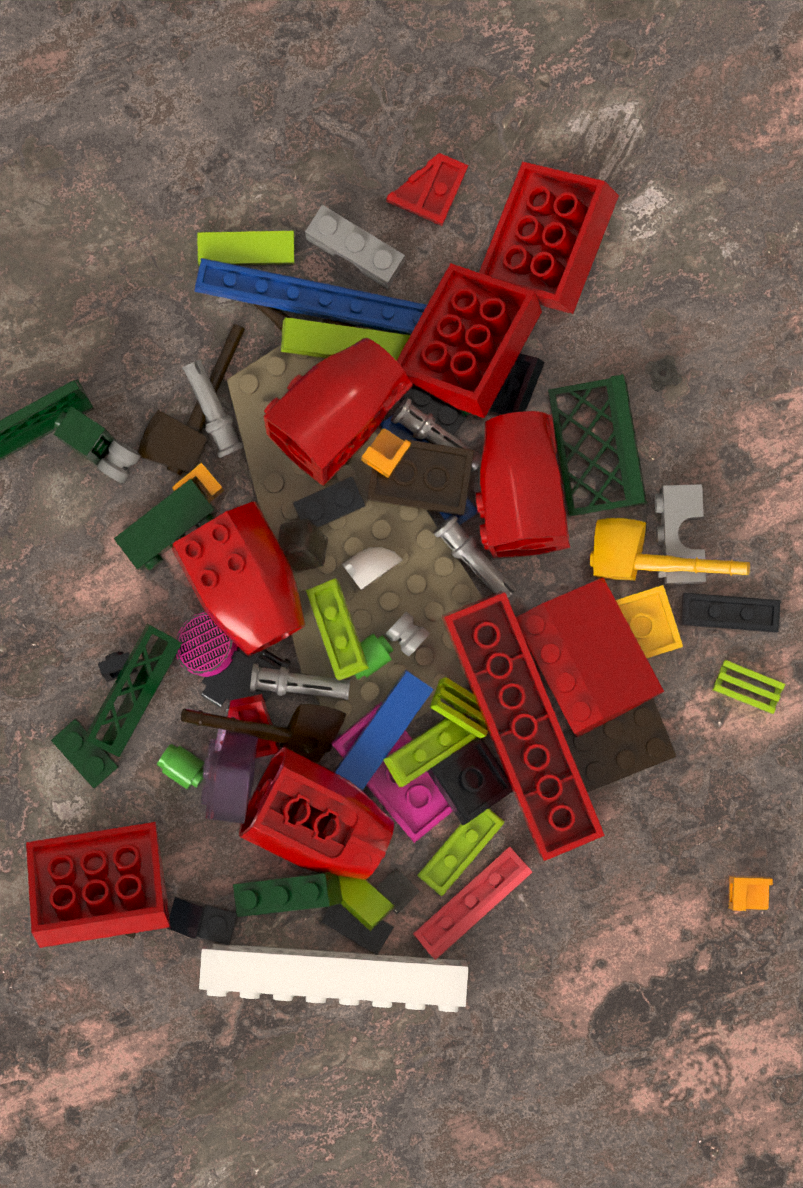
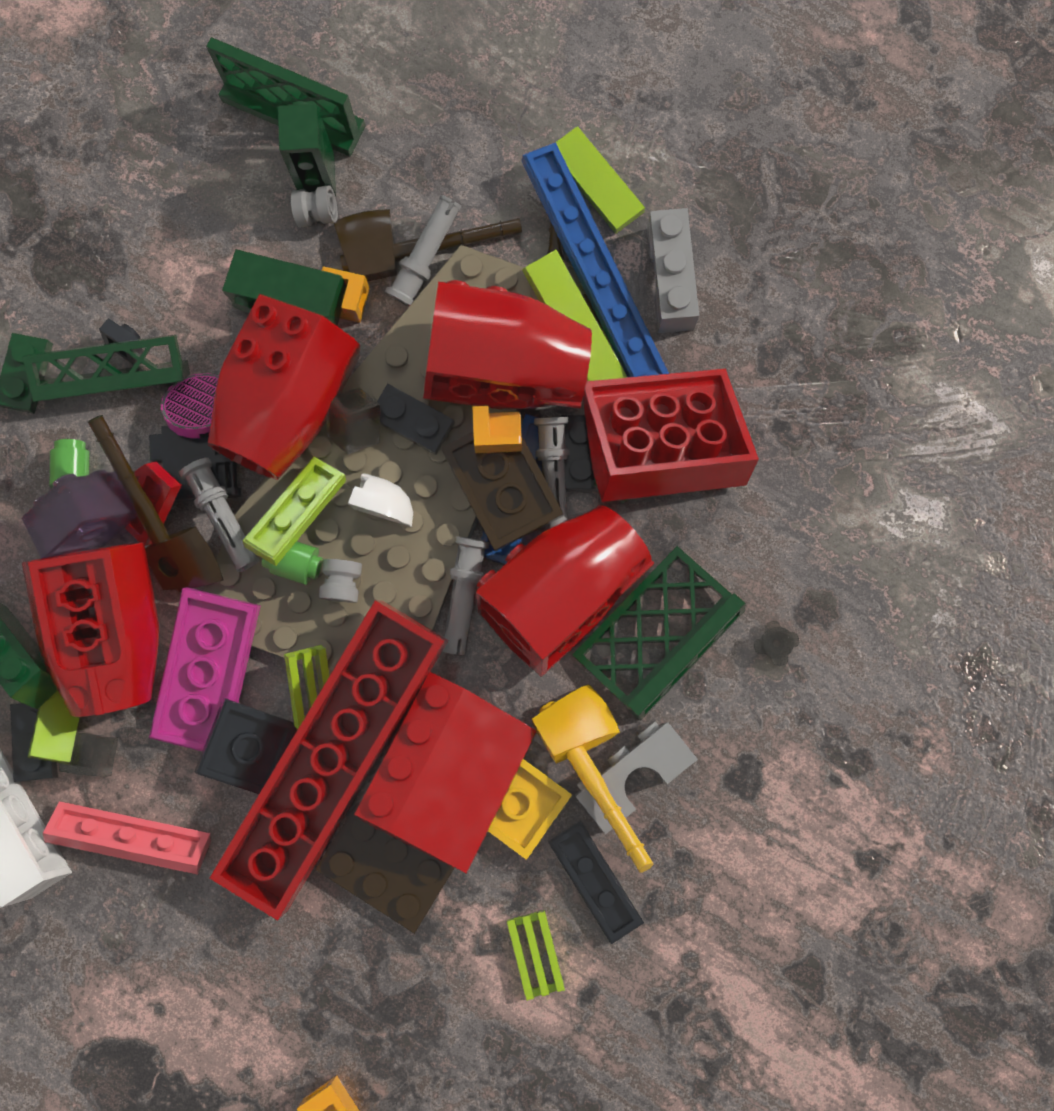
camera: 60 degrees right, 5 degrees down
(384, 729) = (230, 626): blue tile -> none
(427, 750) = (242, 683): lime tile -> none
(431, 189) = (779, 302): red wing -> none
(459, 851) = (171, 788): lime tile -> none
(518, 386) = (660, 513): black plate -> none
(550, 234) = (826, 440): red slope -> none

